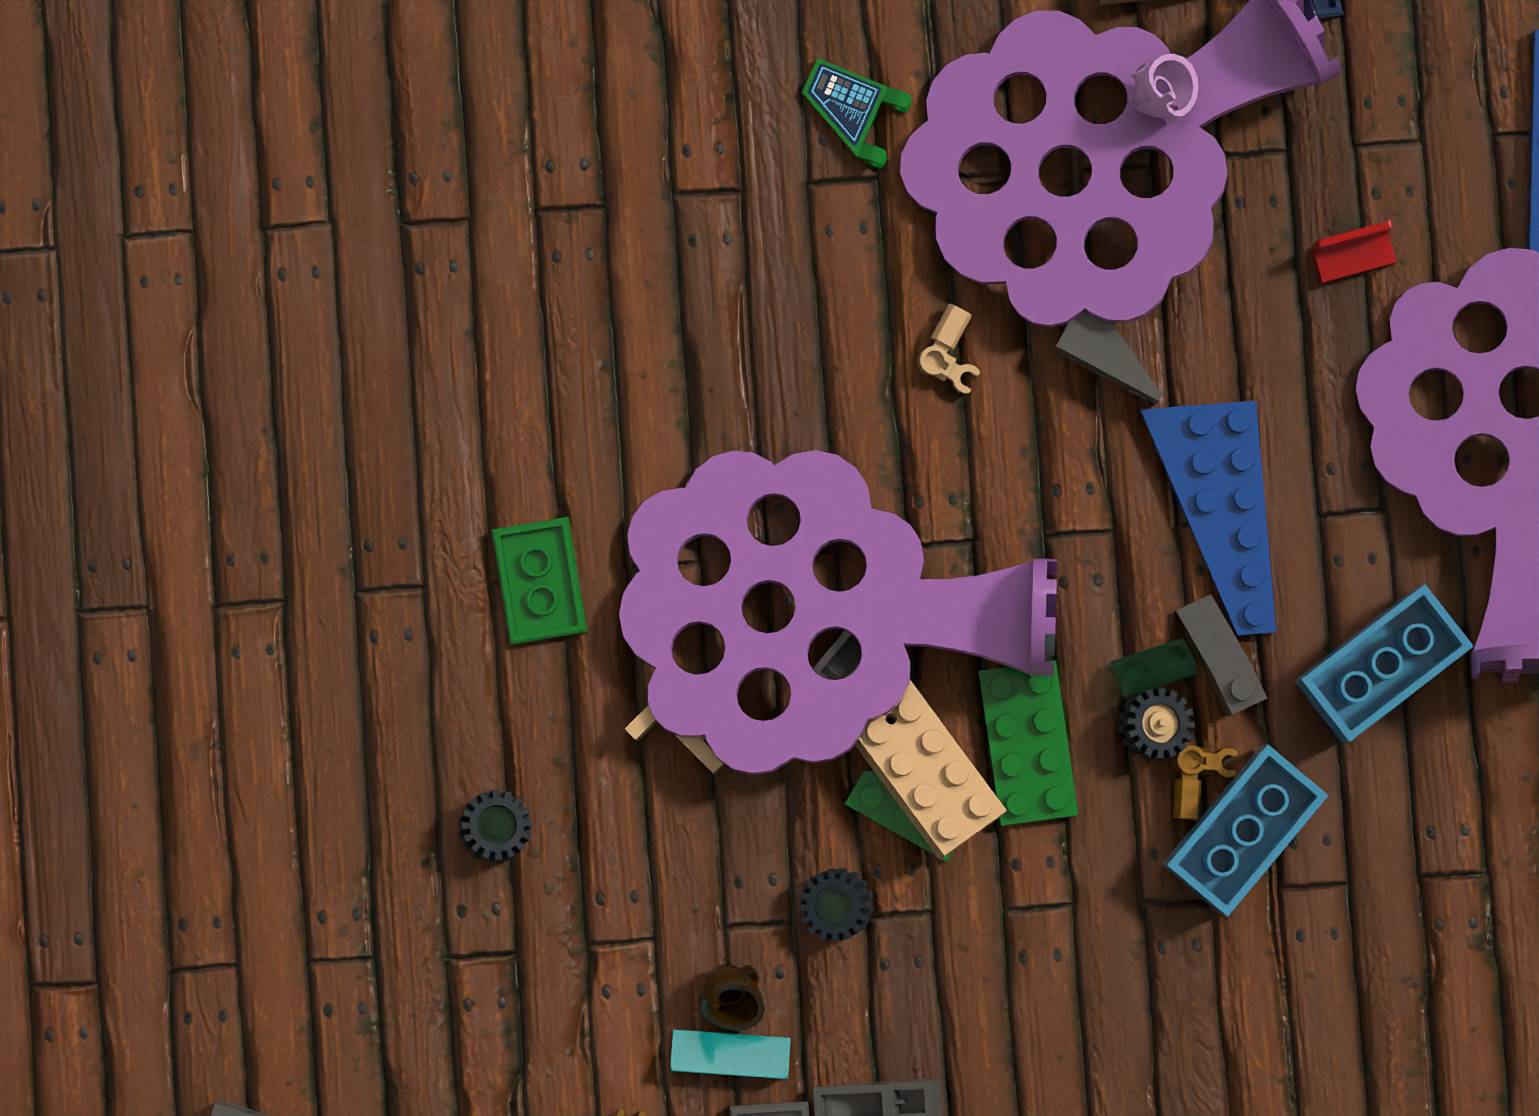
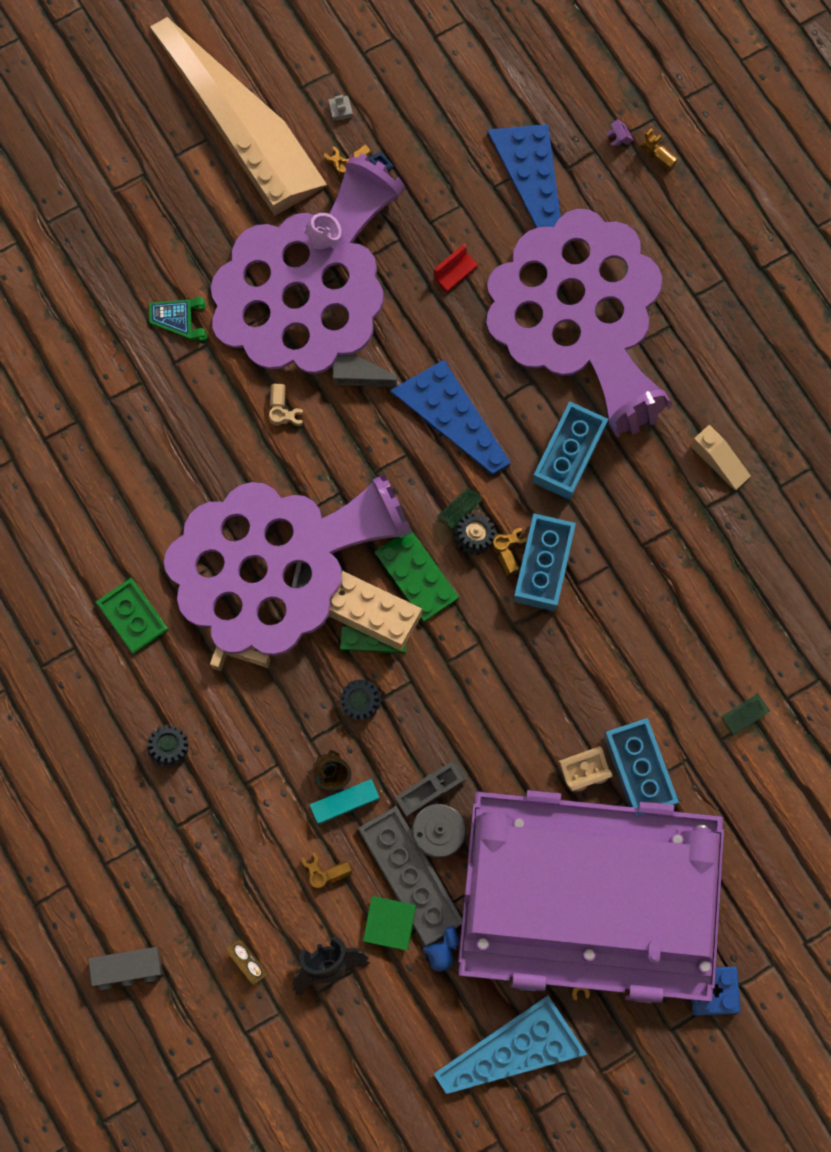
camera: 25 degrees left, 10 degrees down
(1221, 656) = (490, 487): dark grey slope -> none

